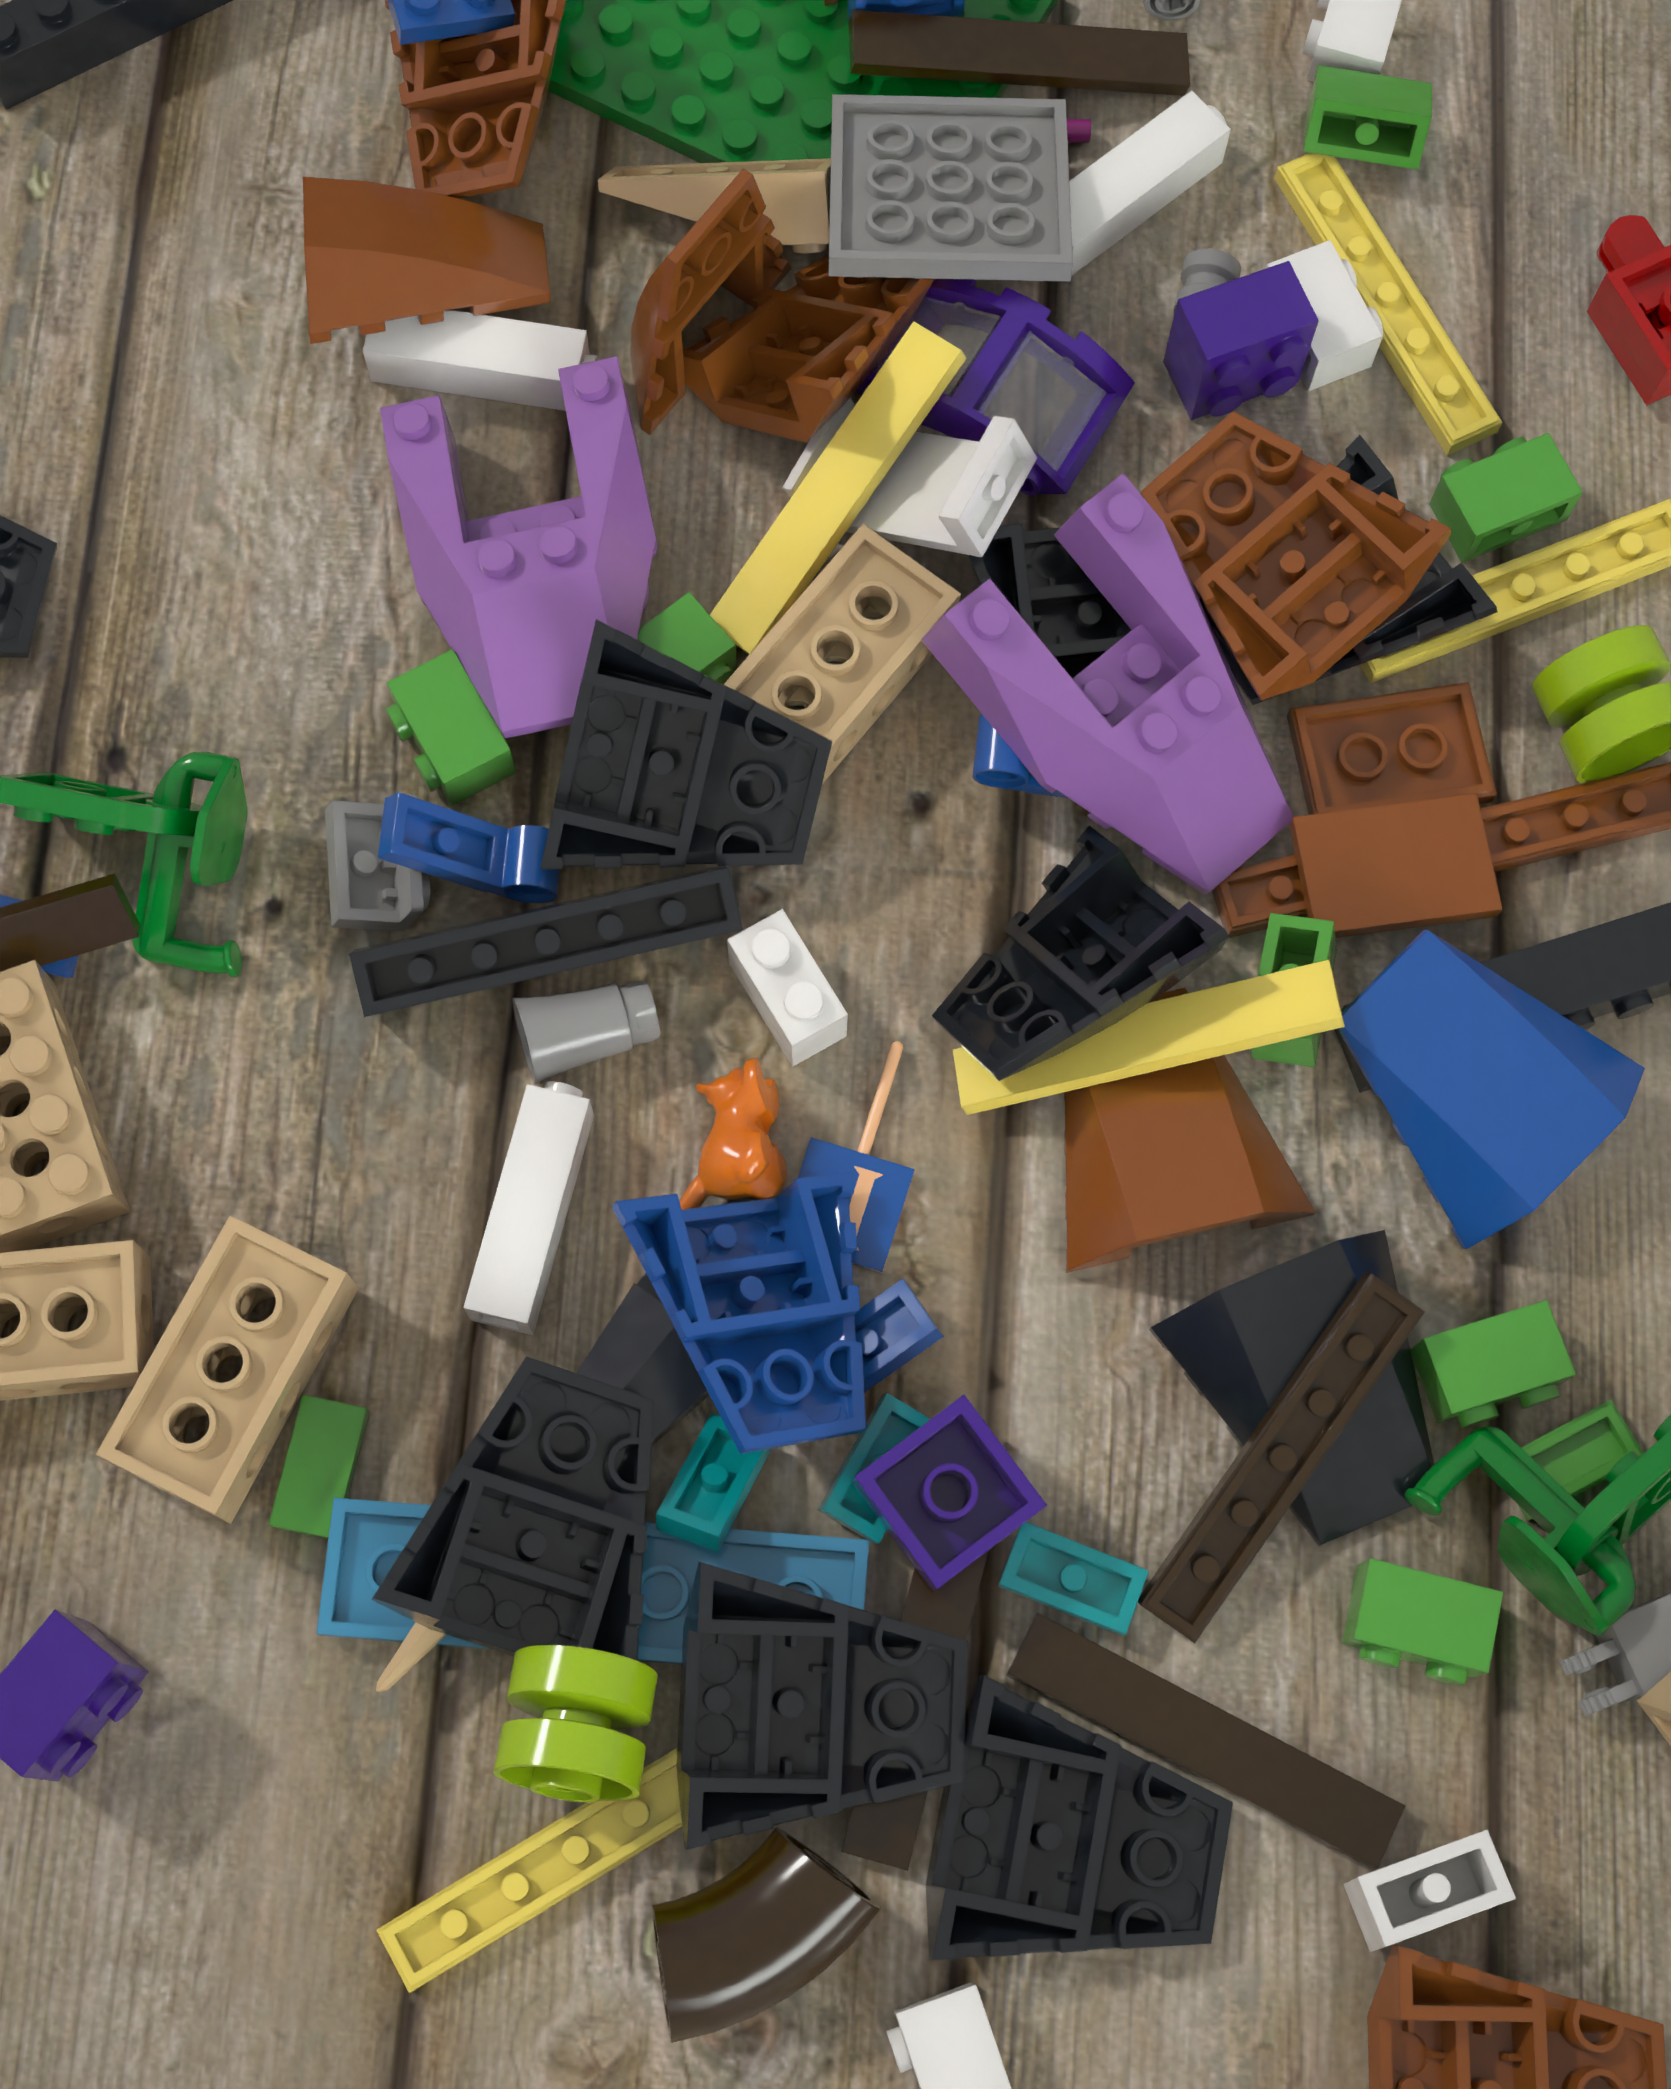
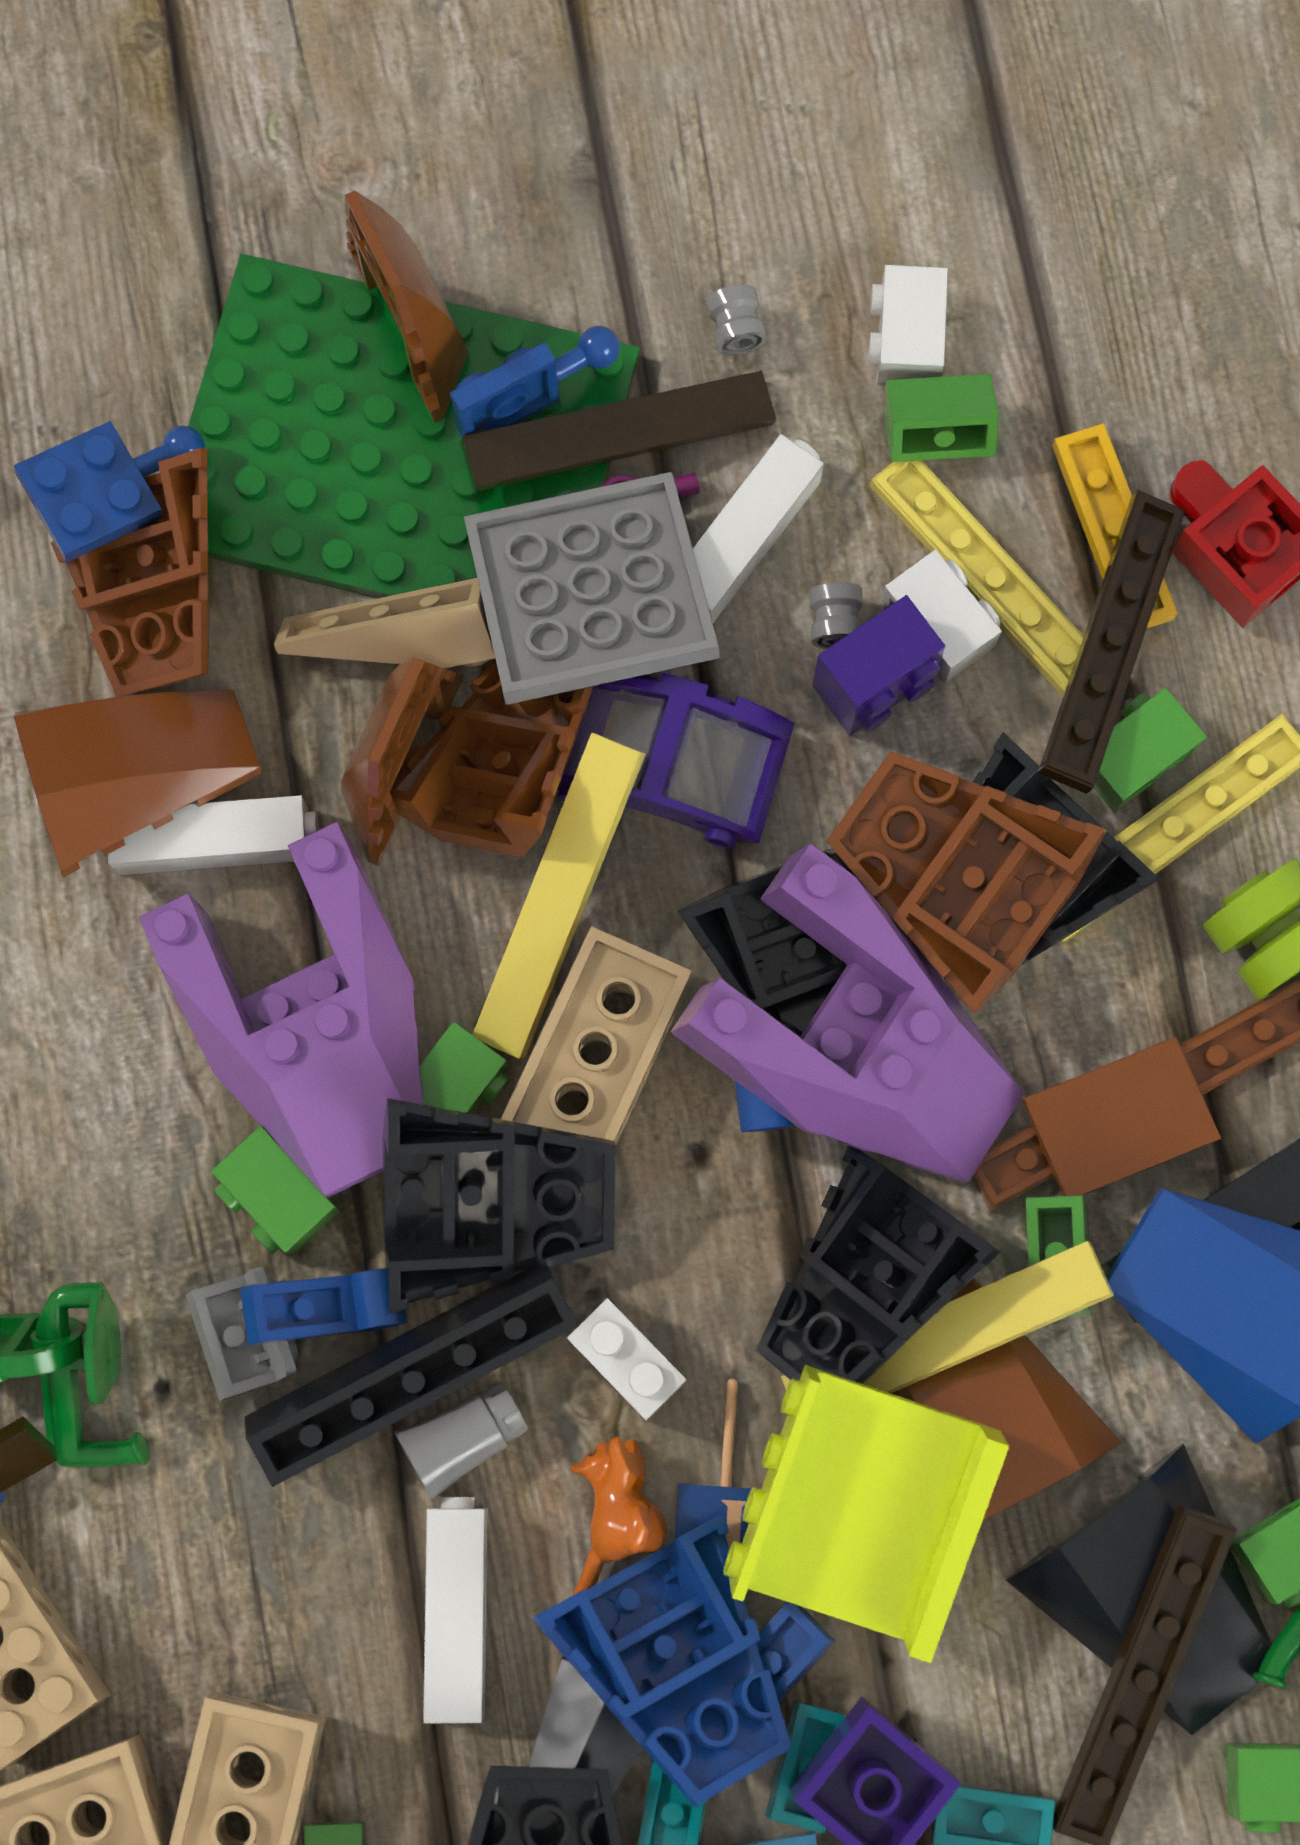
camera: 10 degrees left, 5 degrees up
(940, 487) = (651, 875): white panel -> none
(1011, 1191) = (867, 1508): none -> neon yellow panel
(1391, 749) = (1093, 1010): dark orange tile -> none
(1499, 374) = (1111, 642): none -> dark brown tile
(1529, 273) = (1101, 499): none -> yellow plate

